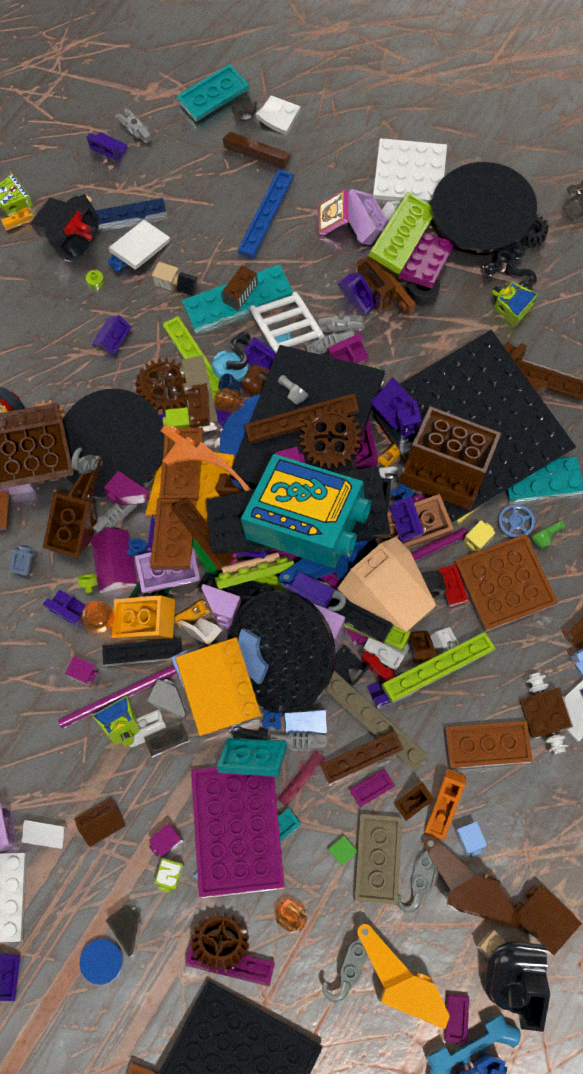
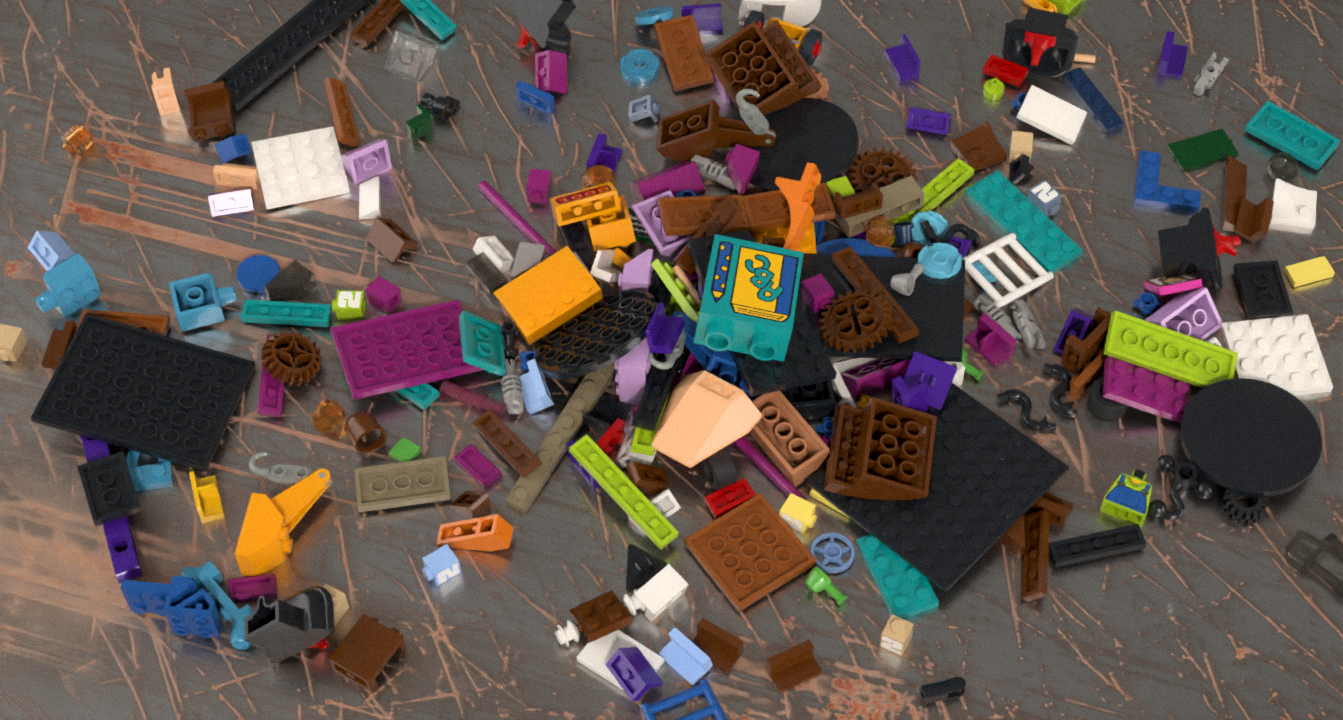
camera: 75 degrees right, 15 degrees down
(41, 335) = (903, 60): none -> dark purple panel
(80, 264) = (1005, 70): none -> red plate
(87, 582) = (636, 167): lime tile -> none
(118, 722) = (493, 226): torso -> none
(124, 1027) = (199, 301): none -> dark azure hinge
(125, 633) = (585, 204): none -> light orange brick
(153, 307) = (979, 148): none -> reddish brown plate
(158, 940) = (286, 313): none -> teal plate
(205, 155) = (1202, 150): none -> dark green piece
(222, 273) = (1045, 198): none -> sand blue brick
(231, 203) = (1151, 194): none -> blue plate
(240, 287) = (1027, 211): reddish brown brick -> none
(251, 654) = (587, 313): medium blue tile -> none
(265, 214) = (1129, 221): blue tile -> none
(275, 367) = (940, 260): none -> medium azure tile
(286, 141) = (1253, 220): none -> reddish brown panel
(313, 185) = (1196, 249): none -> black piece
(316, 885) = (360, 425): none -> reddish brown helmet
(340, 125) = (1309, 271): none -> light yellow tile
(340, 233) = (1144, 299): none -> blue plate
(351, 159) = (1262, 290): none -> black plate
(351, 1049) = (207, 498): none -> yellow panel
(387, 314) = (1064, 408): none -> black animal
(400, 354) = (1013, 394): none -> black animal
(406, 519) = (785, 420): dark purple hinge -> none
(468, 894) = (379, 563): reddish brown slope -> none
(488, 744) = (551, 566): dark orange plate -> none
(500, 670) = (641, 567): none -> black piece
(537, 658) = (661, 591): none -> white panel
(549, 335) = (1096, 545): none -> black plate

